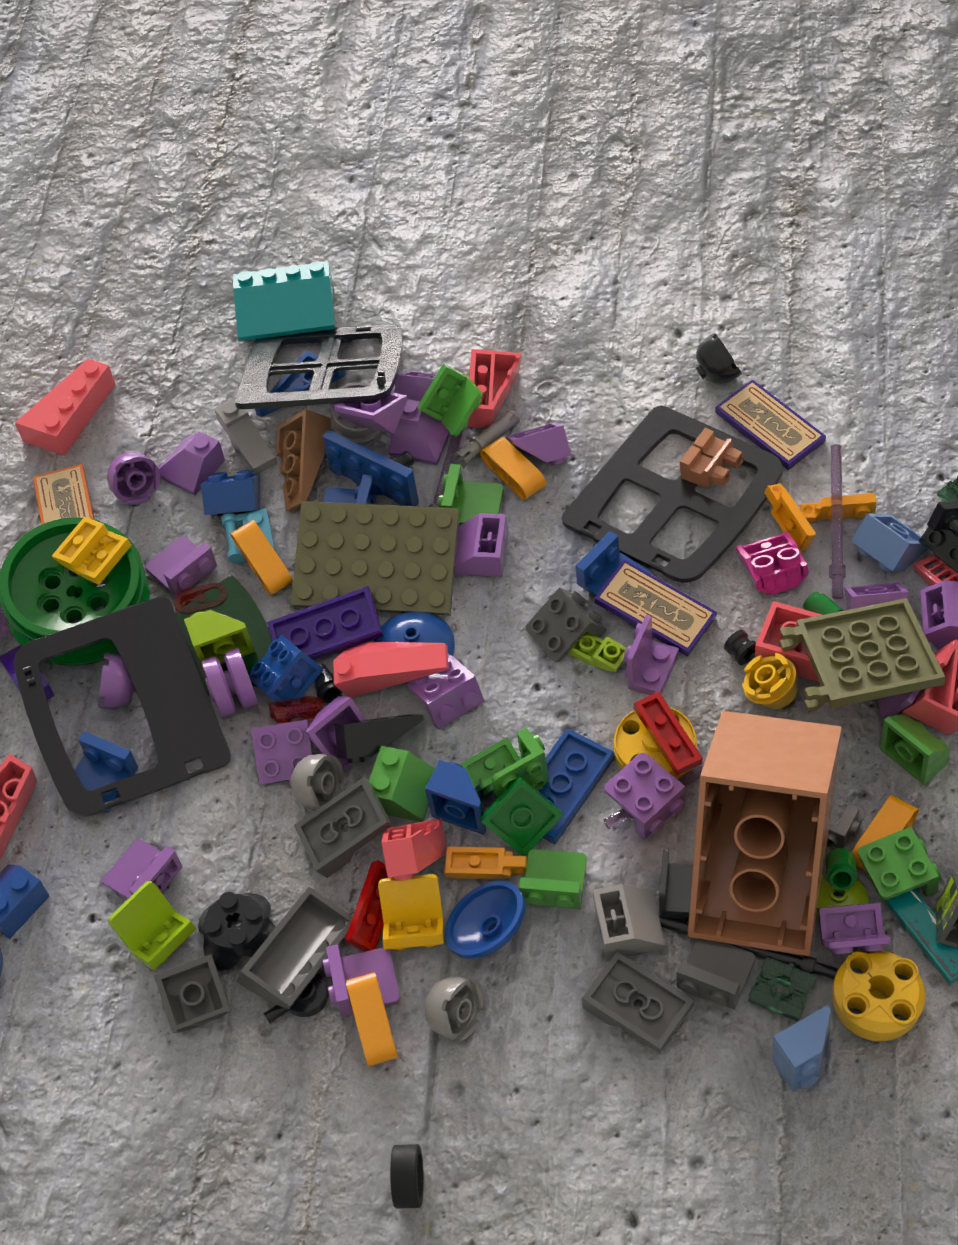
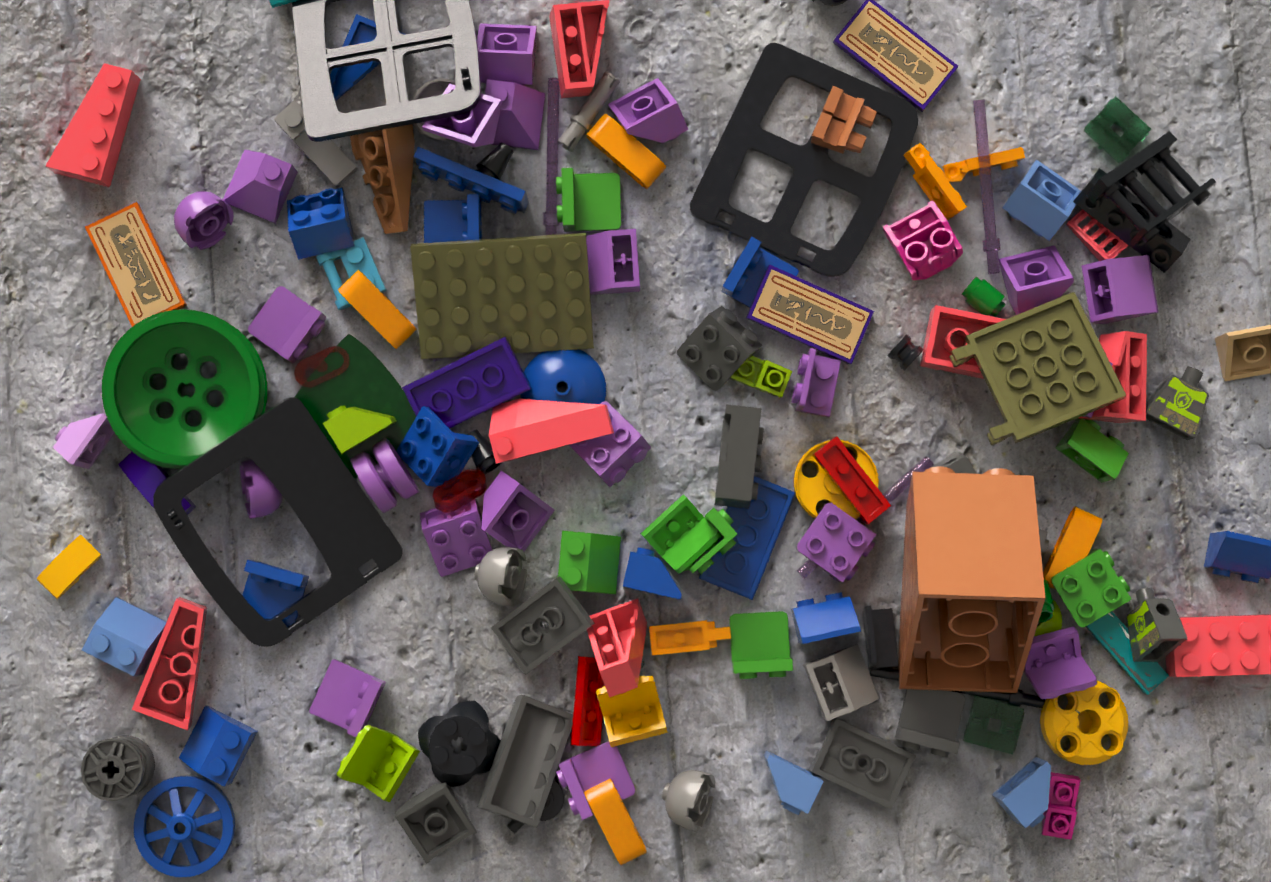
camera: 15 degrees left, 30 degrees up
(91, 550) = (199, 356): yellow slope -> none
(367, 736) = (549, 513): black slope -> none
(451, 399) = (550, 83): bright green bracket -> none
(485, 919) = (690, 701): blue dish -> none
(521, 816) = (720, 591): green plate -> none
(563, 1003) = (793, 784): none -> medium blue slope
(565, 704) = (738, 457): none -> dark grey wedge
(622, 863) = (824, 619): none -> slope
(770, 681) = (942, 396): yellow cone -> none
(844, 1078) = (1061, 811): none -> dark pink slope

